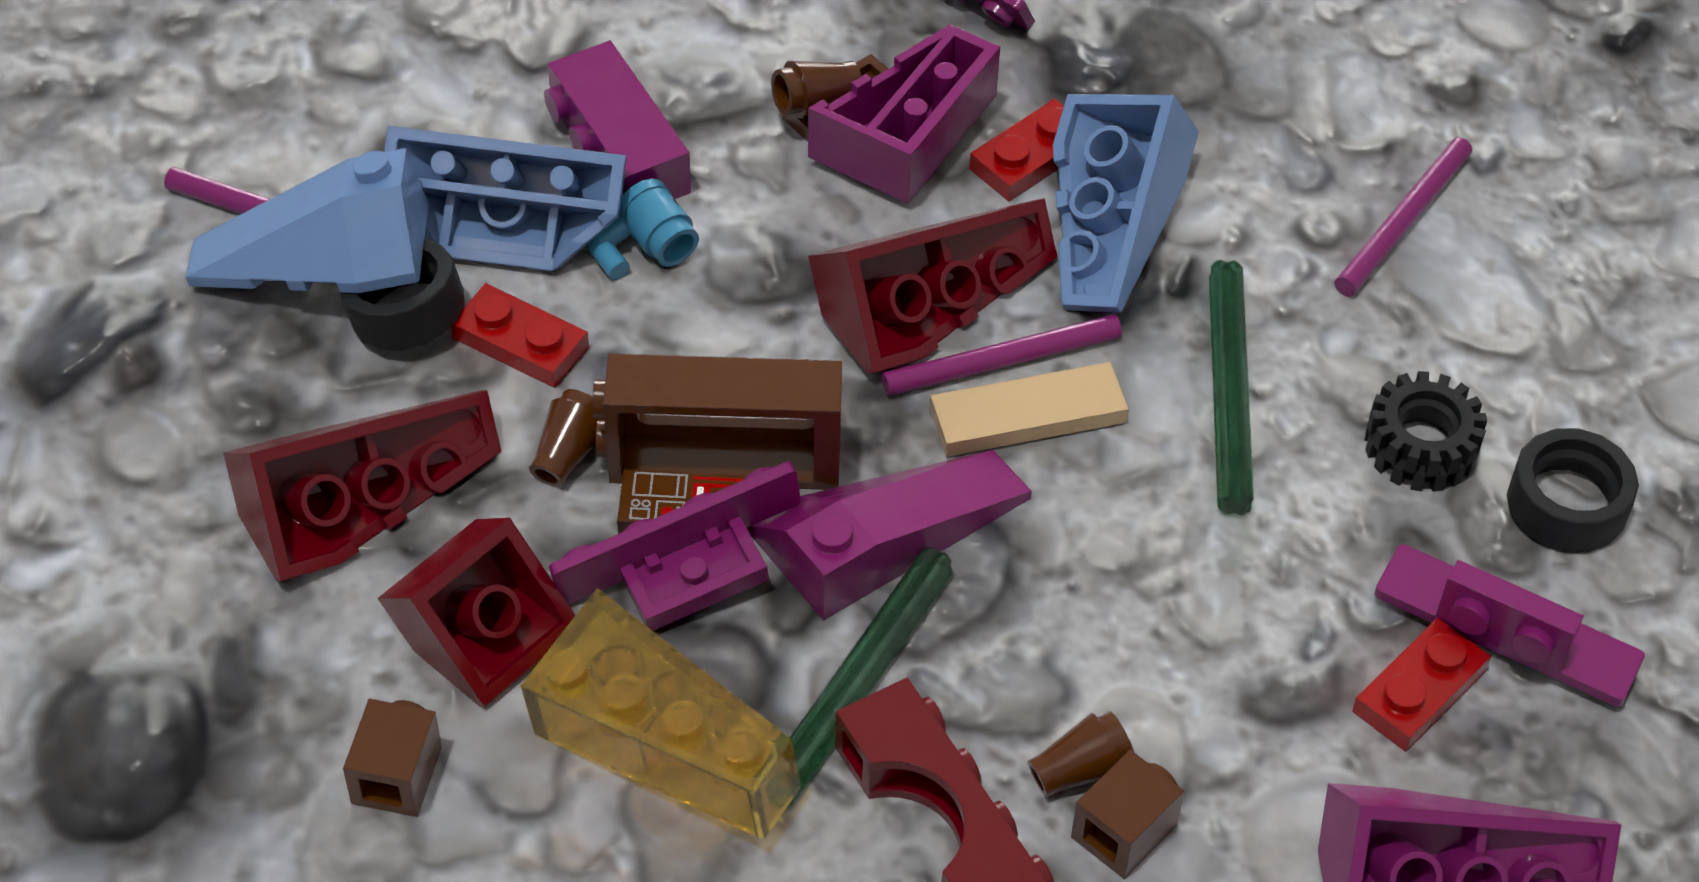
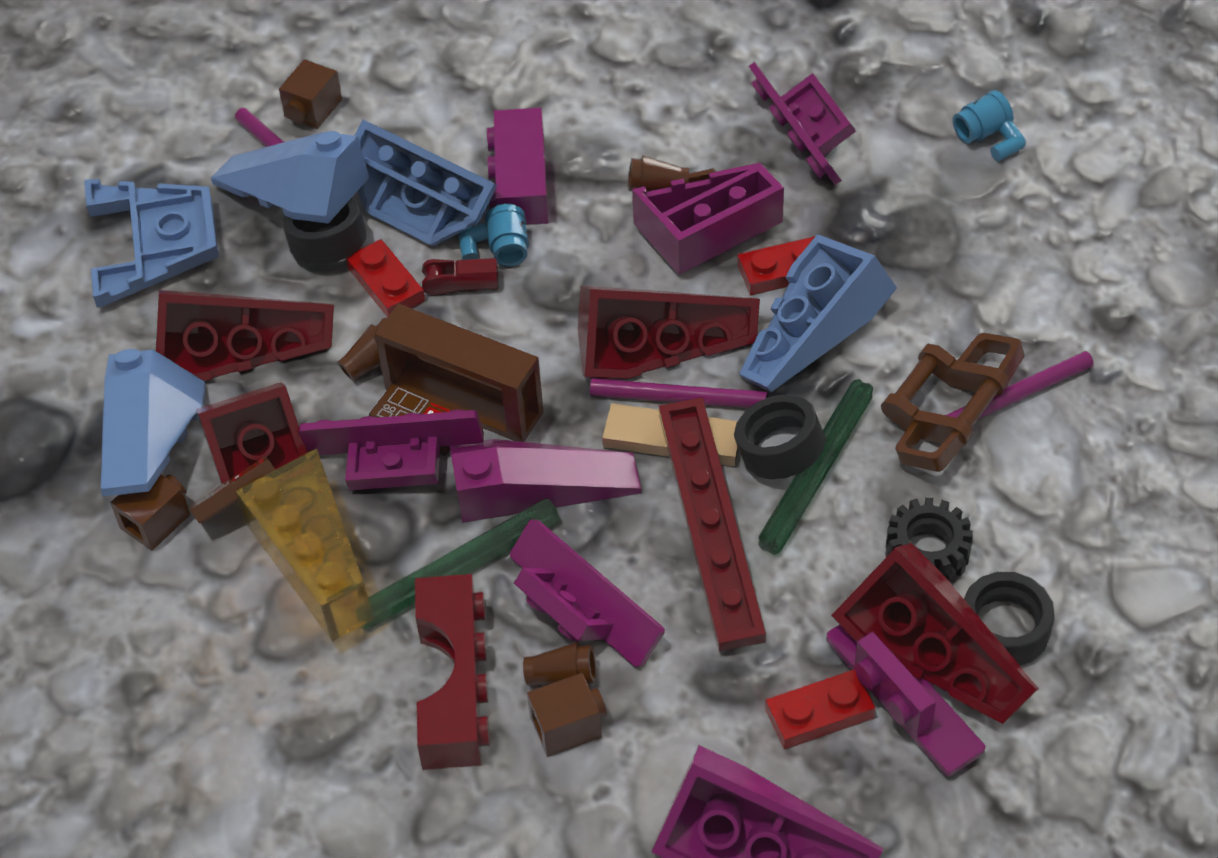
camera: 30 degrees right, 0 degrees up
(170, 366) = (169, 229): none -> medium blue wing
(262, 118) = (310, 94): none -> reddish brown brick
(318, 636) = (143, 417): none -> medium blue wedge
(497, 689) = (225, 494): none -> reddish brown tile
(616, 299) = (459, 275): none -> dark red bar
(1050, 653) = (580, 596): none -> magenta bracket
(1159, 503) = (711, 525): none -> dark red plate
(1186, 397) = (787, 458): none -> black tyre
(1338, 213) = (959, 374): none -> reddish brown bar
(1498, 523) = (935, 634): none -> dark red wedge

